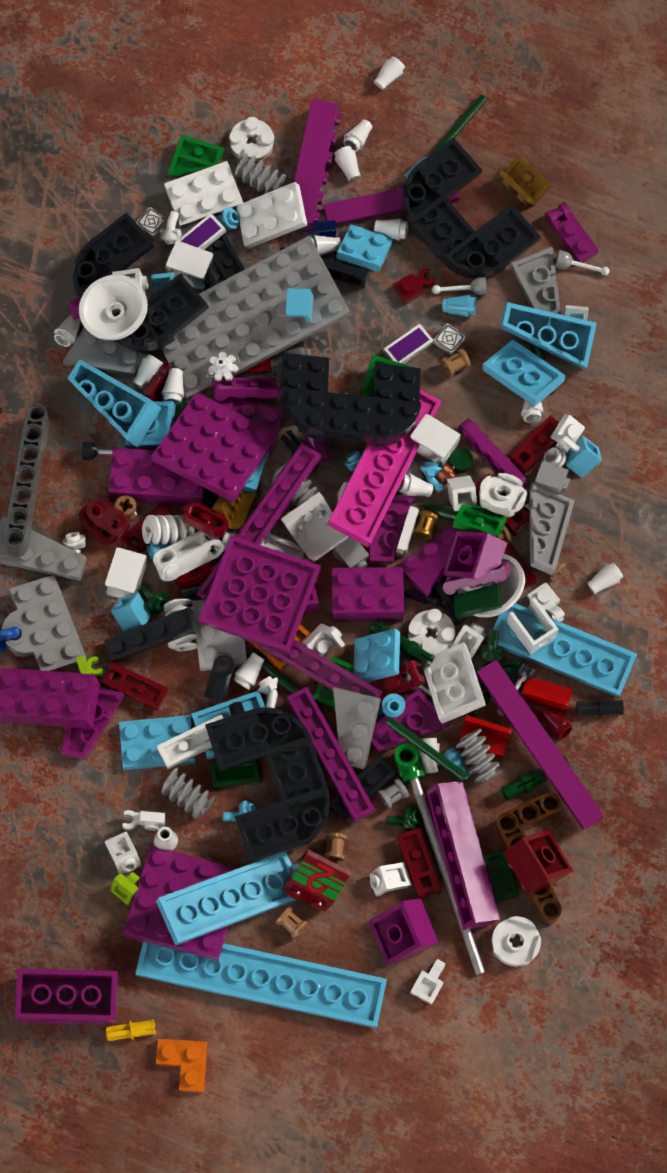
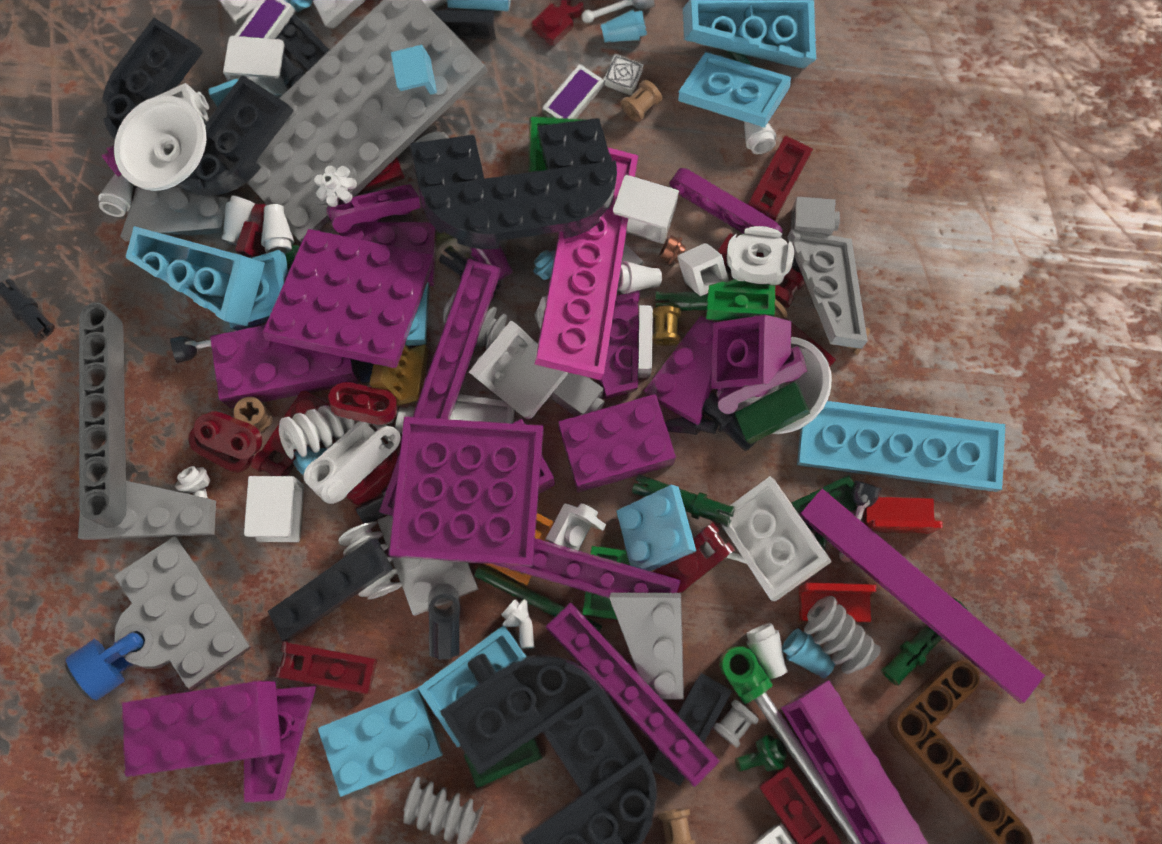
camera: 10 degrees left, 5 degrees up
(85, 666) = (250, 665): lime tile -> none
(130, 612) = (295, 561): medium azure panel -> none
(151, 222) = (198, 27): tile -> none
(156, 601) = (326, 534): dark green plate -> none
(170, 233) = (223, 31): white plate -> none
(186, 745) = (421, 741): white plate -> none
(244, 807) = (534, 811): medium azure plate -> none
(249, 671) = (482, 603): white cone -> none
(392, 705) = (699, 596): medium azure plate -> none
(418, 717) = (722, 611): magenta wing -> none
(426, 749) = (766, 648): dark green bar -> none
(430, 470) = (651, 250): medium azure plate -> none
(432, 620) = (717, 453): white plate -> none
(461, 459) = (687, 225): dark green tile -> none
(472, 636) = (773, 462): white bracket -> none
(491, 651) = (808, 478): dark green plate -> none
(500, 876) = (922, 800): dark green tile -> none
(522, 634) = (869, 413): white piece -> none
(537, 861) = (981, 780): dark red slope -> none
(548, 601) = (855, 384): white plate -> none
(555, 456) = (809, 186): white plate -> none
(555, 723) = (926, 553): dark red cone -> none
(567, 433) = (817, 152): white bracket -> none
(585, 459) = (843, 178): medium azure panel -> none
(599, 708) = (978, 513): black axle -> none
(605, 578) = (927, 330): white cone -> none

